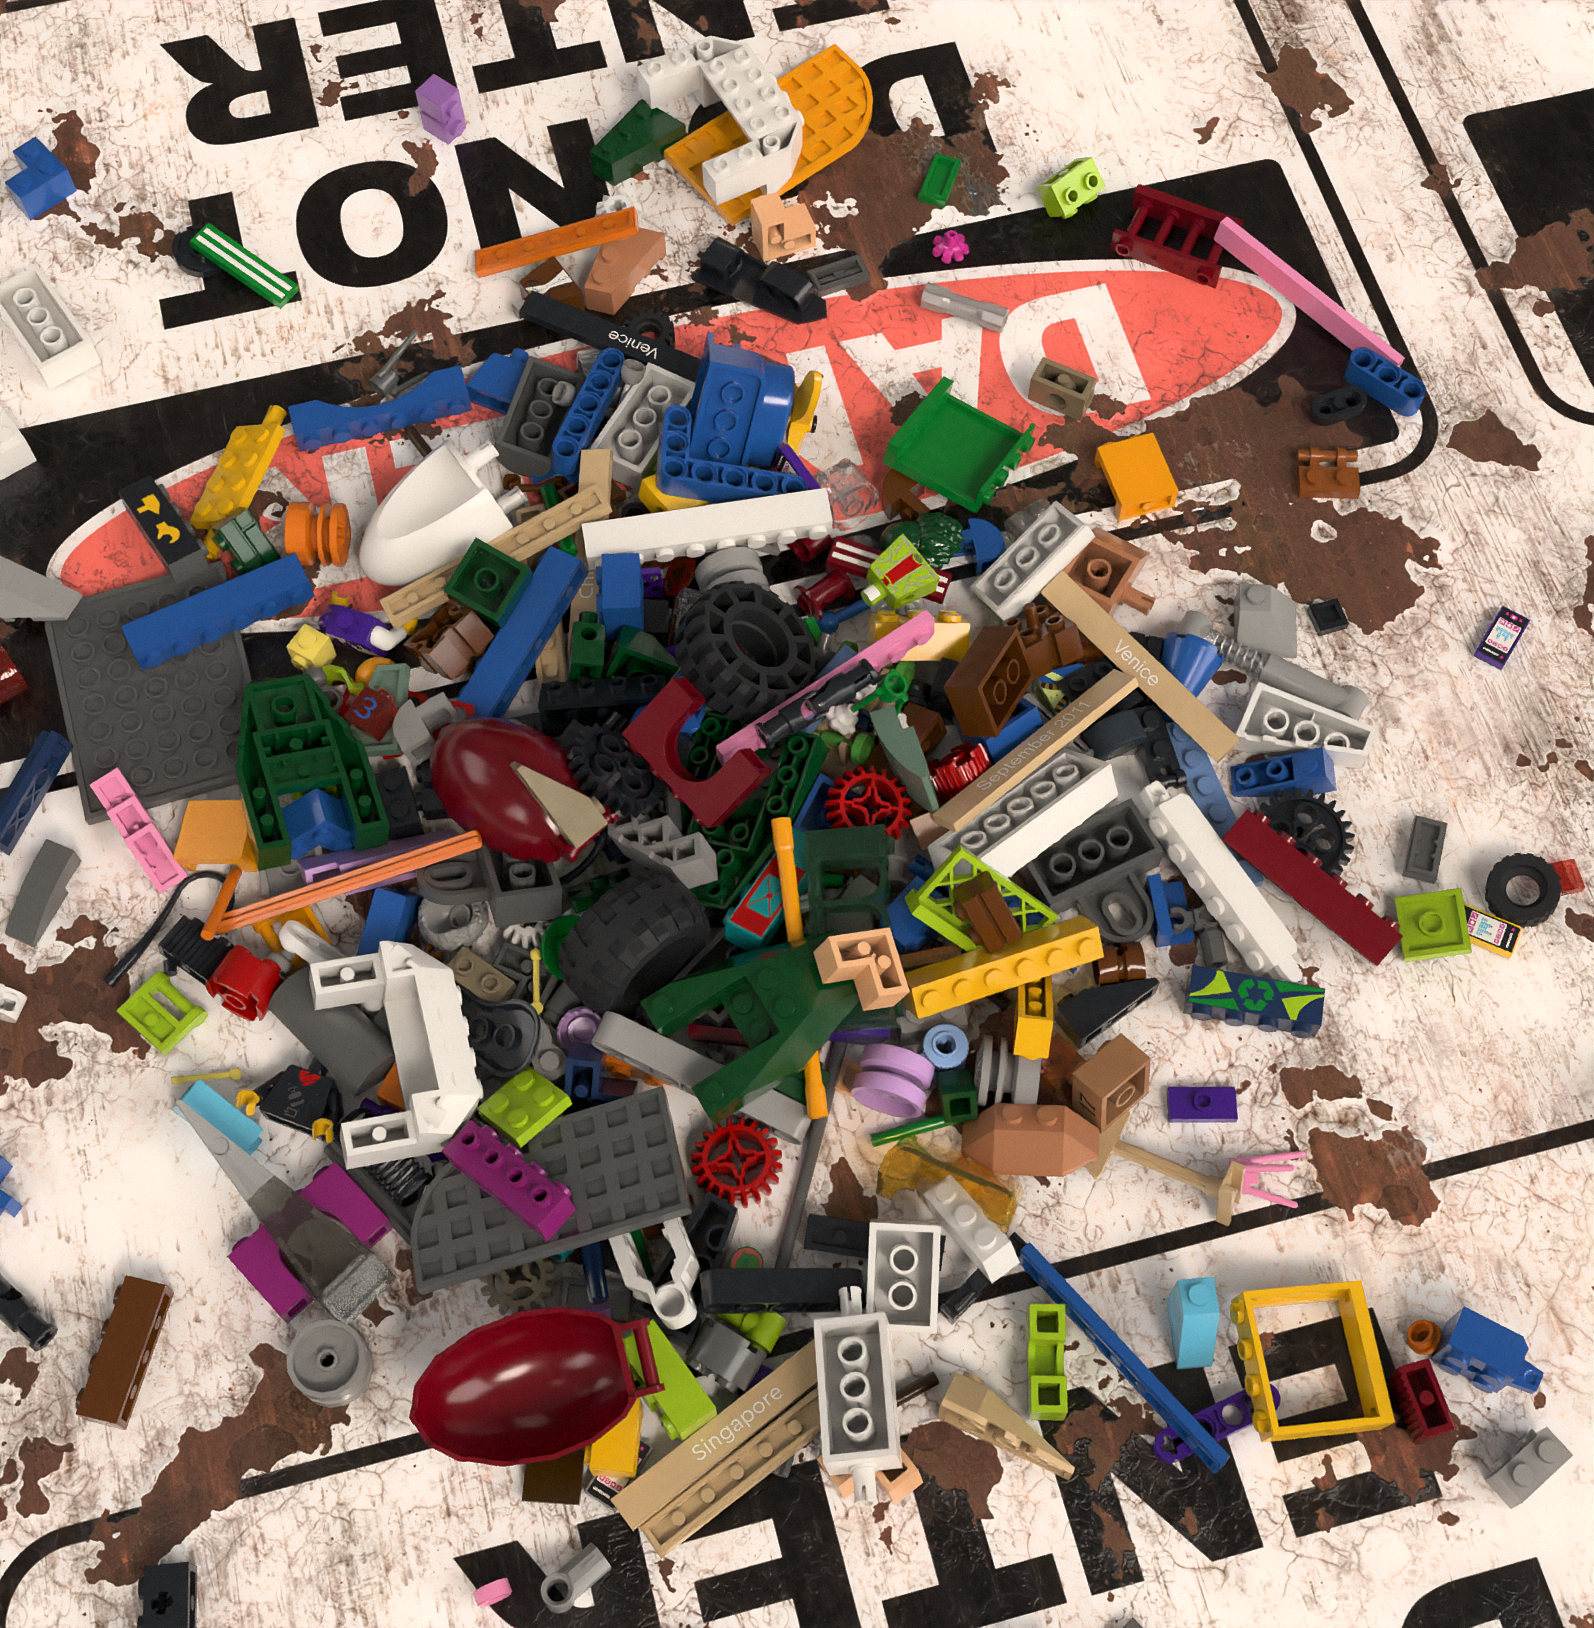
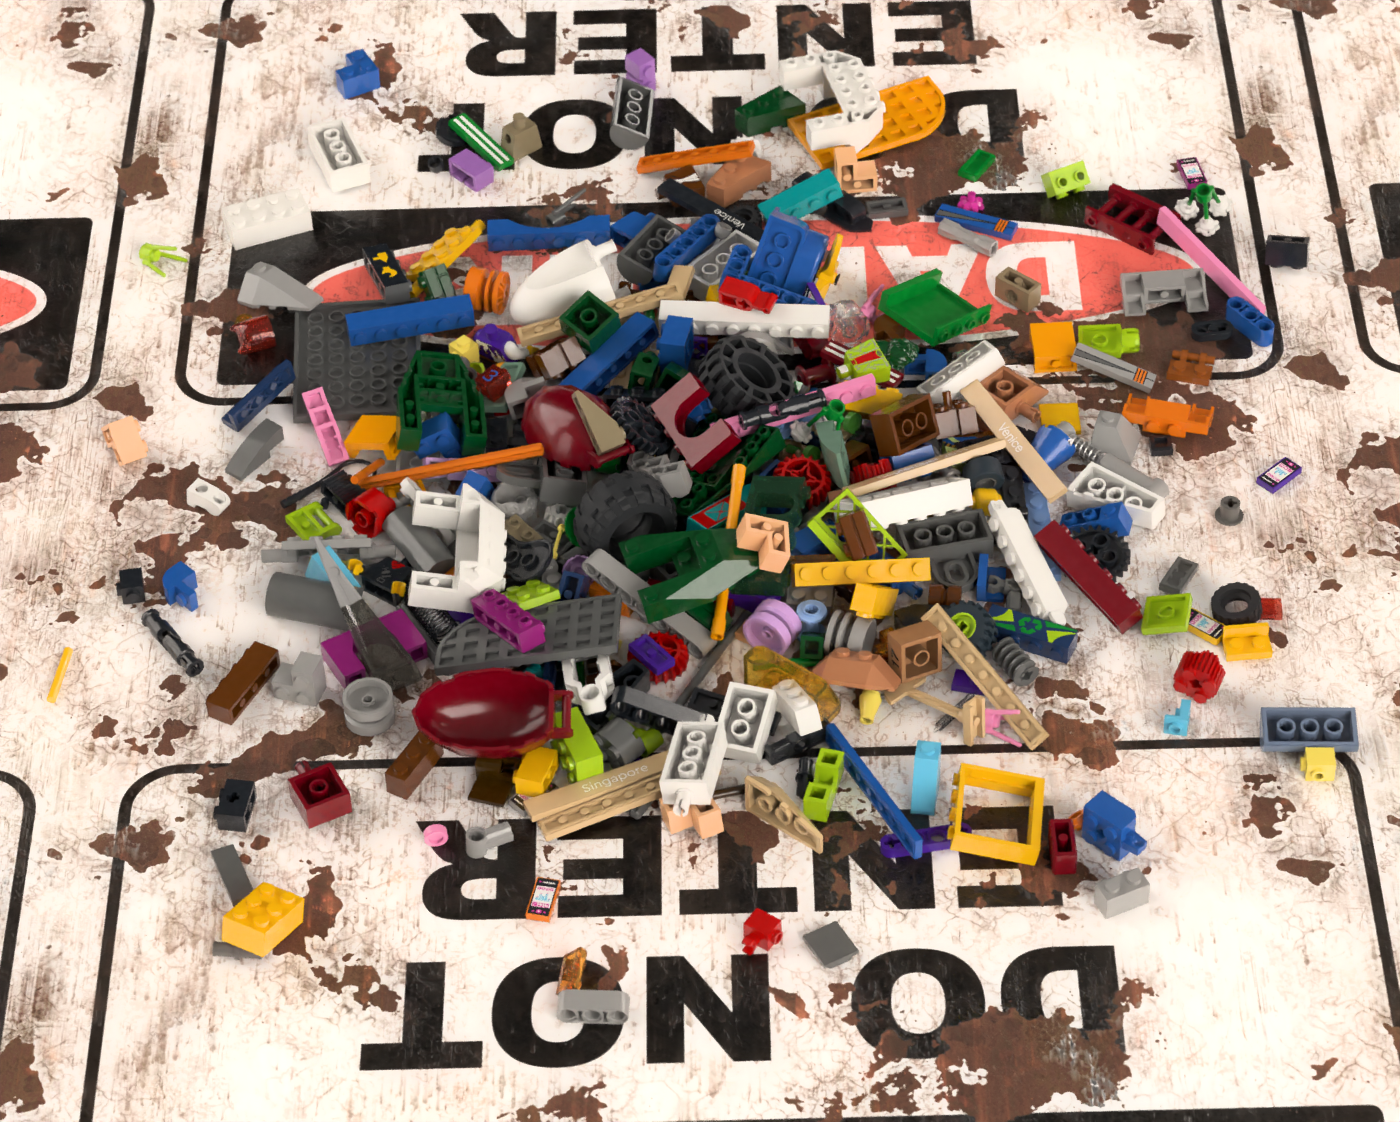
camera: 15 degrees right, 20 degrees down
(182, 1173) = (304, 601): none -> dark grey brick
(186, 1065) = (359, 545): none -> light grey plate
(192, 310) = (438, 161): none -> black hinge
(213, 1334) = (302, 681): none -> light grey brick
(237, 311) = (471, 170): none -> medium lavender piece
(273, 1553) = (319, 794): none -> dark red brick
(299, 250) = (520, 137): none -> dark tan torso
(418, 1477) = (412, 766): none -> reddish brown brick
(446, 181) = (631, 114): none -> dark grey brick
(706, 499) = (745, 296): none -> red piece
(722, 290) = (804, 197): none -> teal brick
(733, 1178) = (651, 654): none -> dark purple plate
(865, 459) = (869, 309): none -> bright pink plant
(967, 277) = (978, 222): none -> blue tile
(1009, 1345) = (804, 776): none -> black axle
(1066, 1192) = (869, 704): none -> light yellow cone
(1128, 771) = (981, 498): none -> yellow head
(1173, 1027) = (975, 624): none -> black wheel
(1176, 594) = (1057, 412): none -> yellow piece
(1191, 1163) = (944, 725): none -> black piece
(1204, 452) = (1110, 338): none -> lime plate
(1223, 1107) = (986, 677): none -> tan tile
(1229, 142) = (1191, 172): none -> tile
(1230, 499) = (1113, 367): none -> light grey tile
(1248, 1060) = (1015, 662): none -> dark grey piece
(1255, 346) = (1163, 287): none -> light grey bracket
(1279, 191) = (1218, 206): none -> white plant
(1327, 572) = (1167, 416): none -> orange bracket
(1401, 255) = (1287, 251): none -> black brick
(1455, 717) = (1229, 511): none -> dark grey piece
(1511, 1109) = (1178, 723): none -> medium azure bracket
(1516, 1035) = (1199, 675): none -> red brick
(1552, 949) = (1246, 641): none -> yellow bracket

